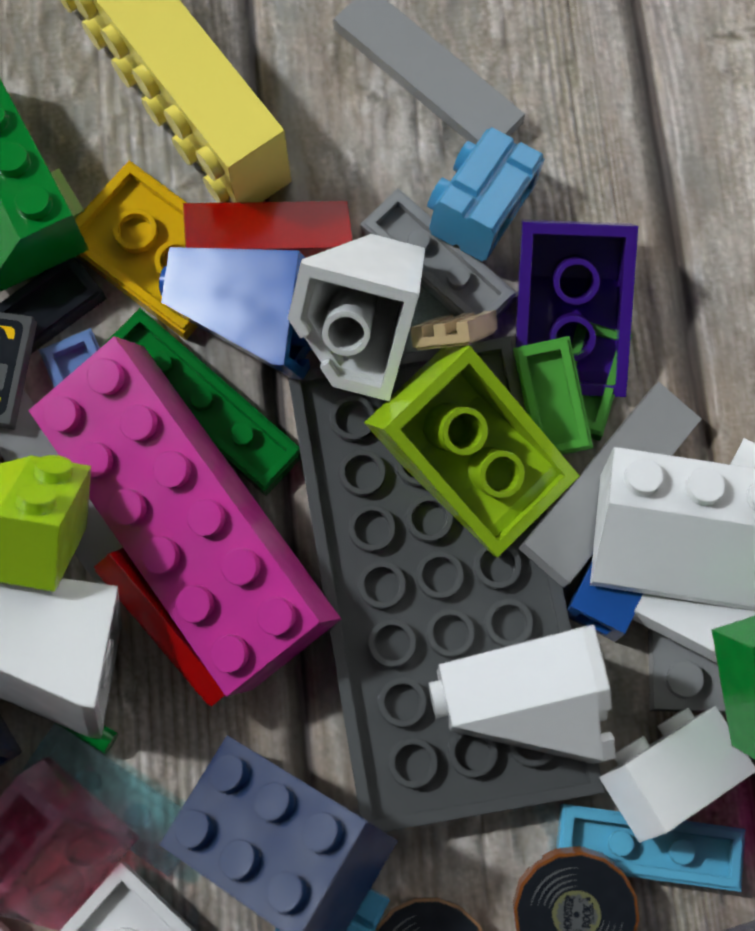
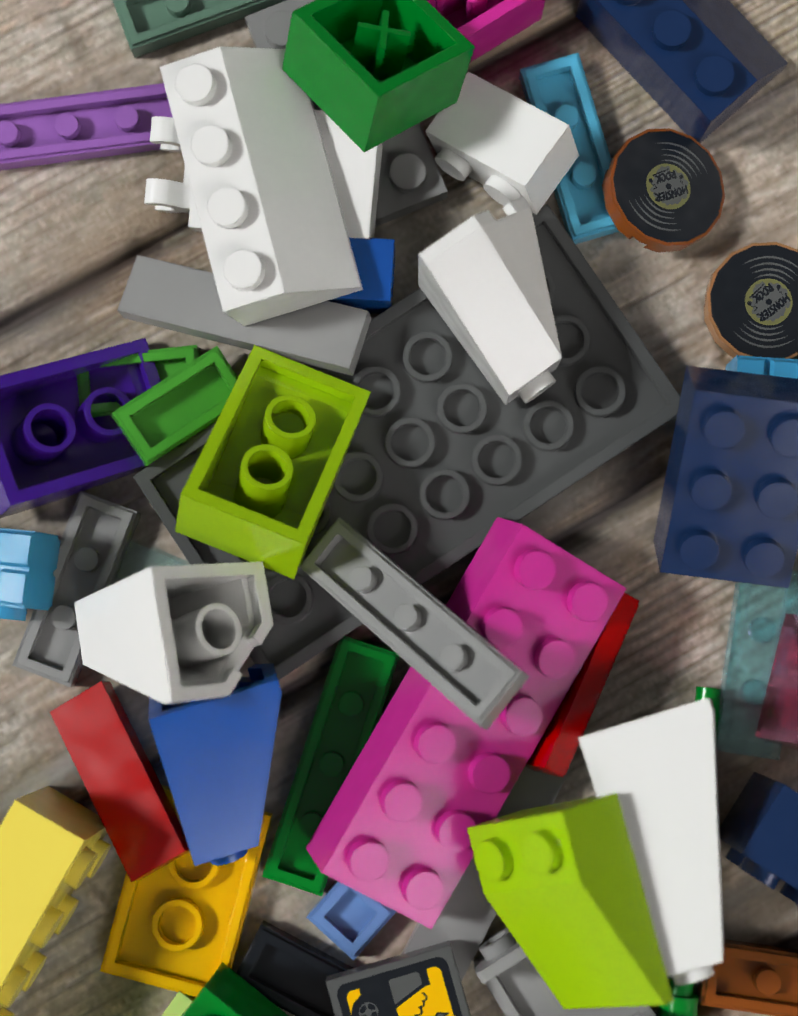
camera: 105 degrees left, 10 degrees up
(277, 496) = (414, 623): none -> light grey tile
(453, 331) = (164, 540): tan tile -> none

